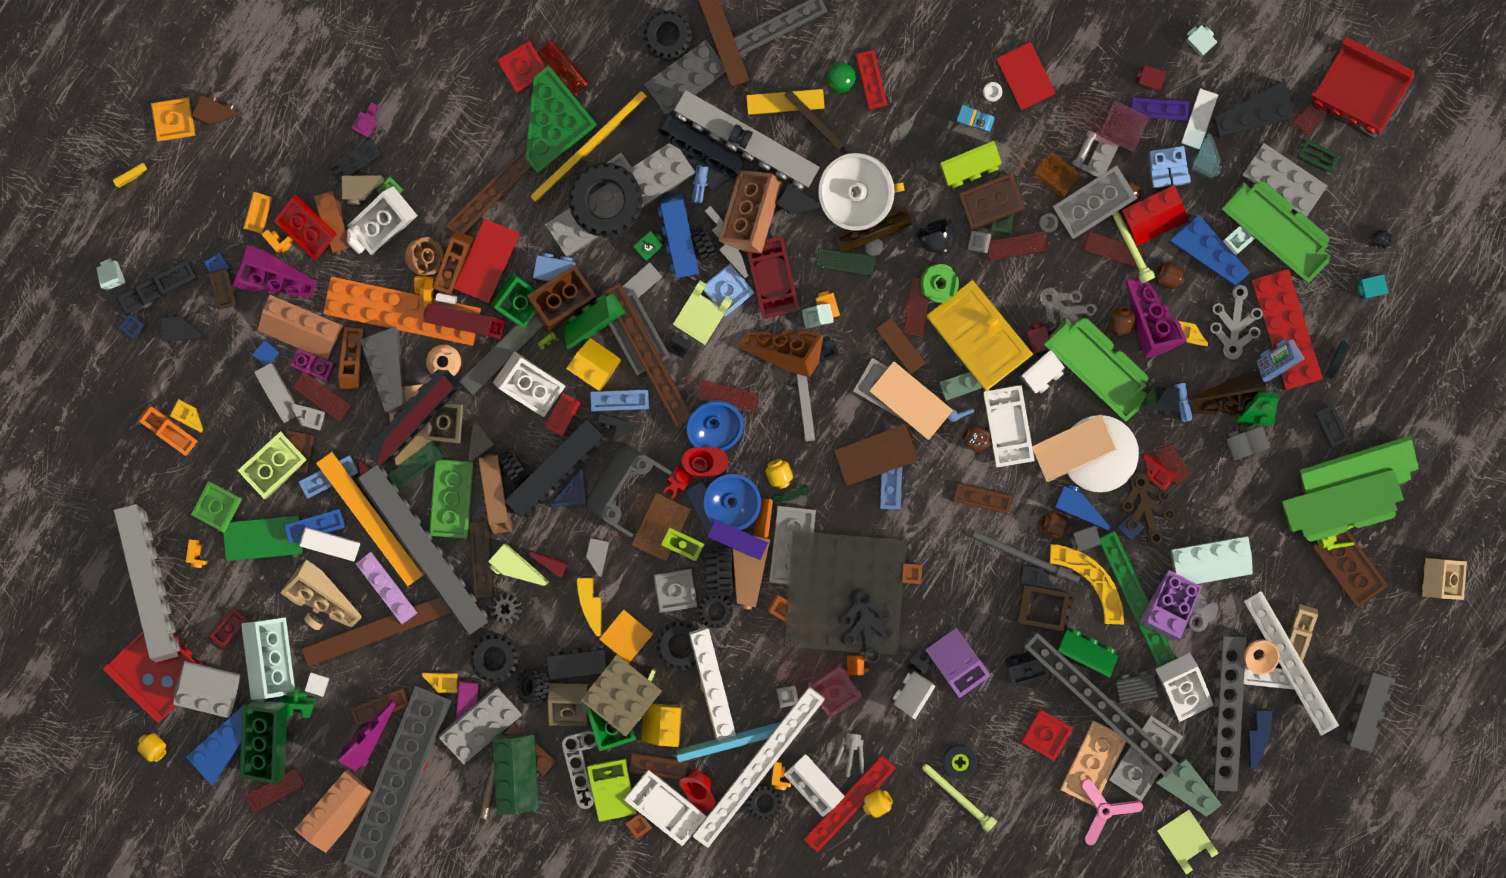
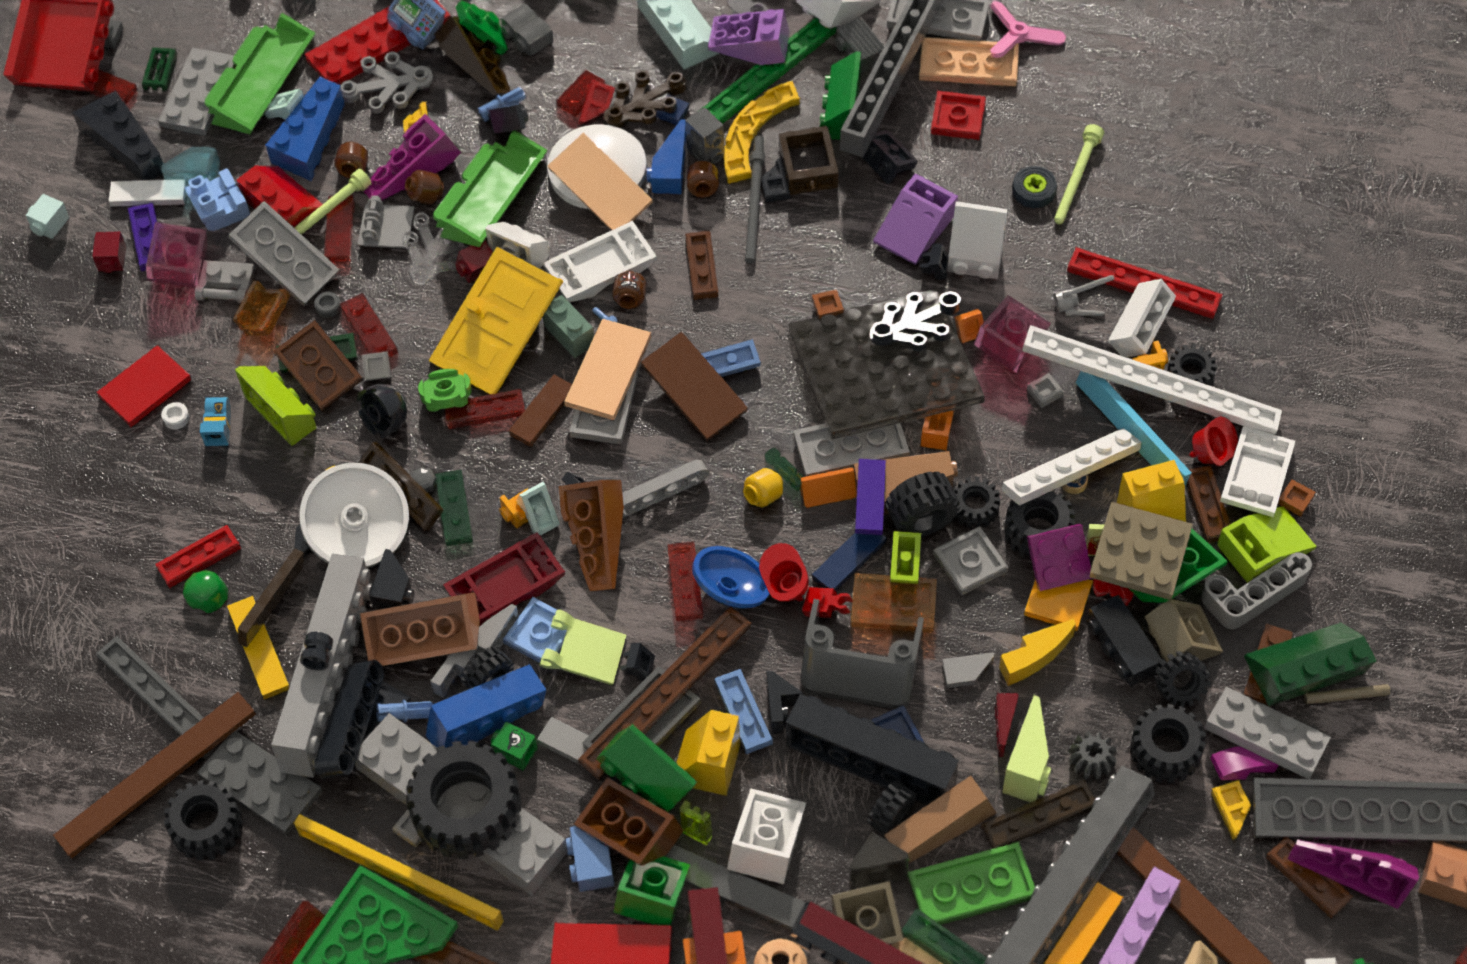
camera: 105 degrees left, 30 degrees down
(563, 414) = (792, 775): red hinge -> none
(646, 645) = (1059, 557): none -> magenta plate
(746, 501) = (818, 514): blue dish -> none
(877, 803) = (1128, 249): yellow head -> none
(1103, 284) = (384, 224): none -> light grey hinge

